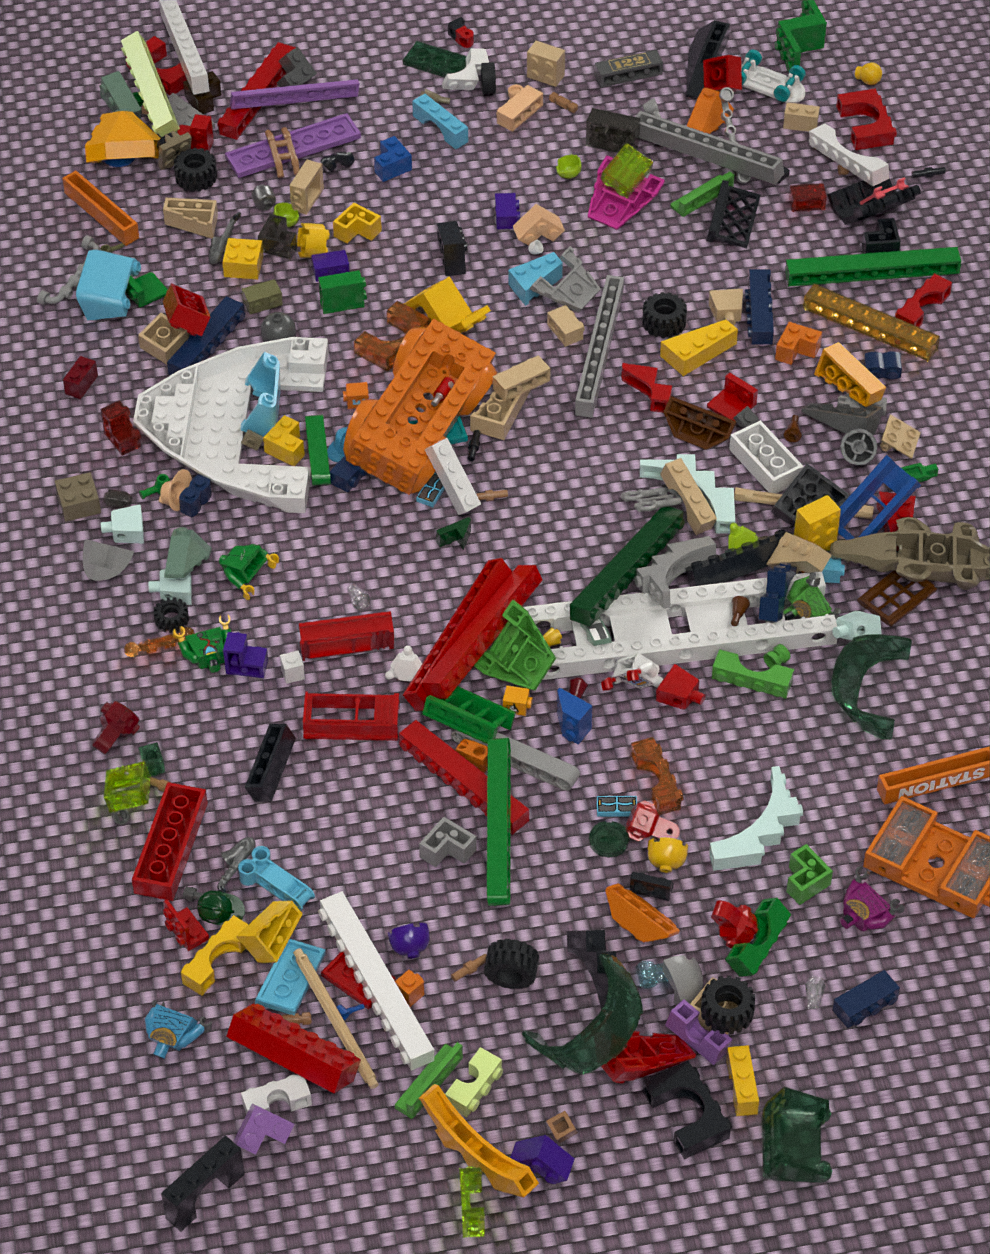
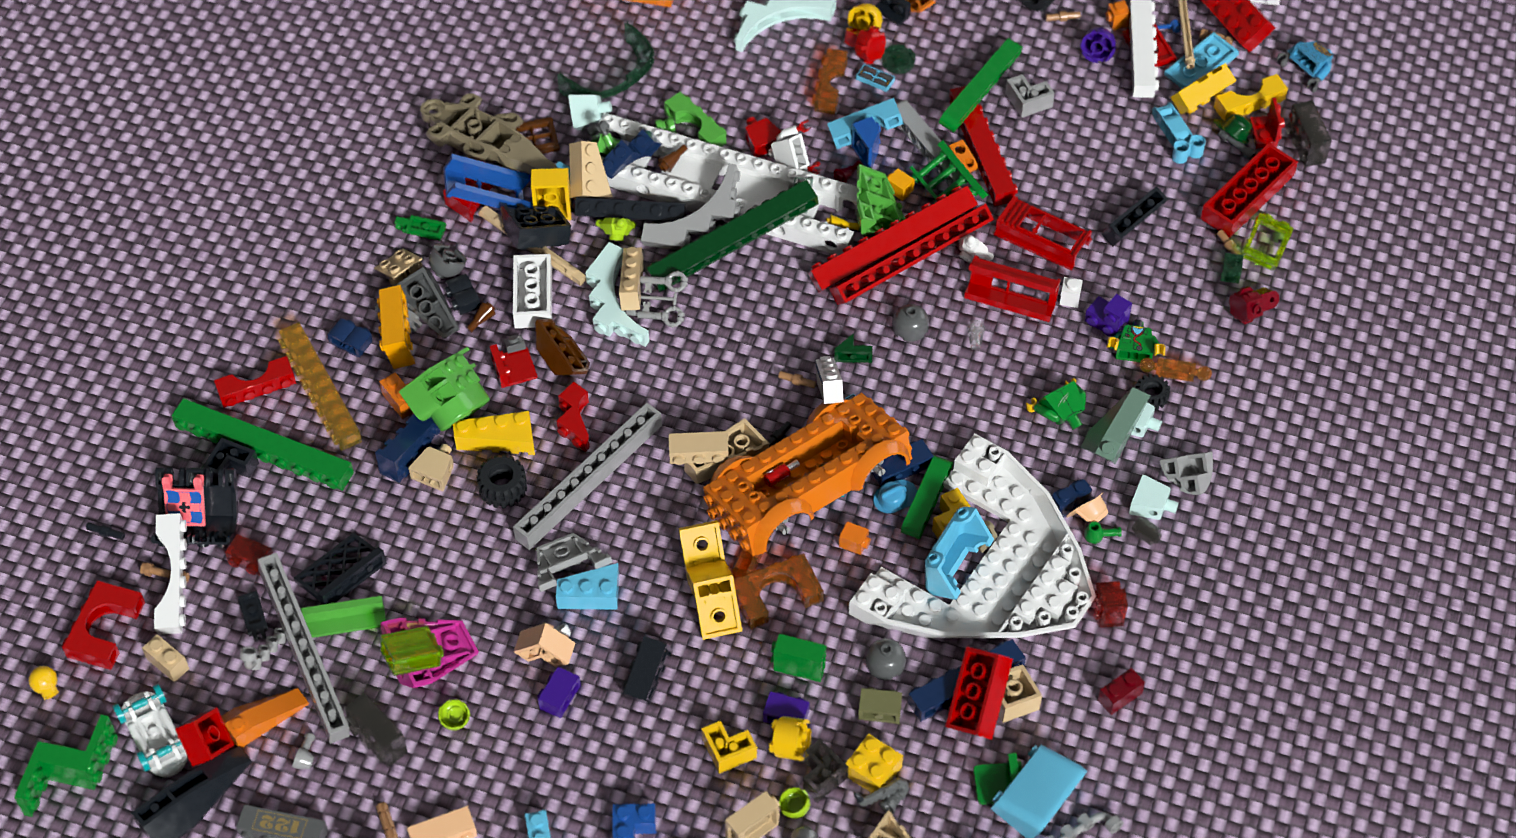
camera: 150 degrees left, 5 degrees up
(77, 496) = (1185, 549): dark tan brick -> none
(135, 927) = (1308, 133): none -> clear smoke brick
(234, 857) = (1196, 158): dark grey piece -> none
(423, 582) = (910, 322): none -> dark grey cylinder
(565, 325) = (601, 520): tan brick -> none
(573, 746) = (884, 113): none -> medium azure arch
(755, 332) = (446, 392): none -> bright green brick
(823, 436) = (462, 294): none -> black brick

